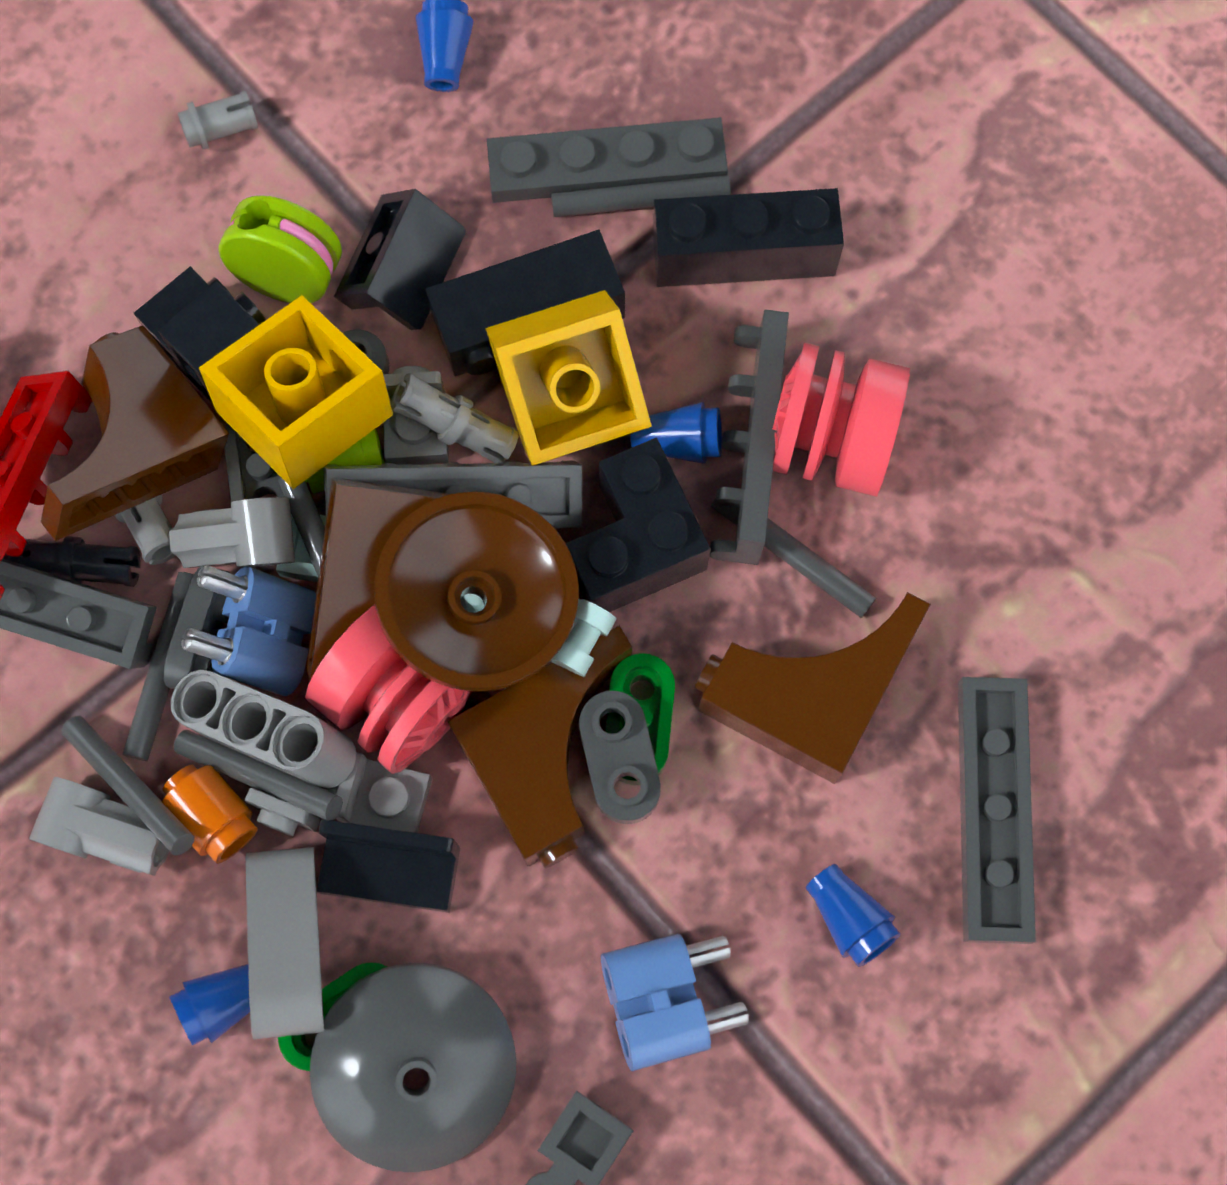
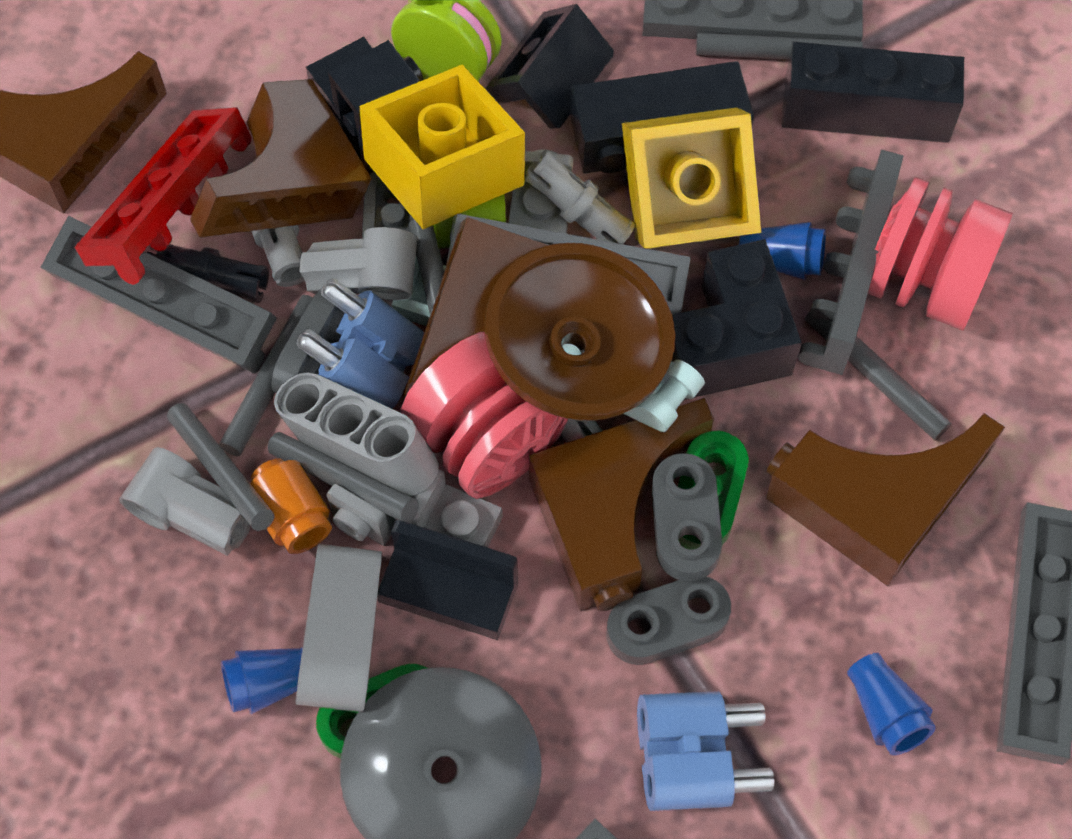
camera: 10 degrees right, 10 degrees down
(620, 863) = (671, 621): none -> dark grey plate

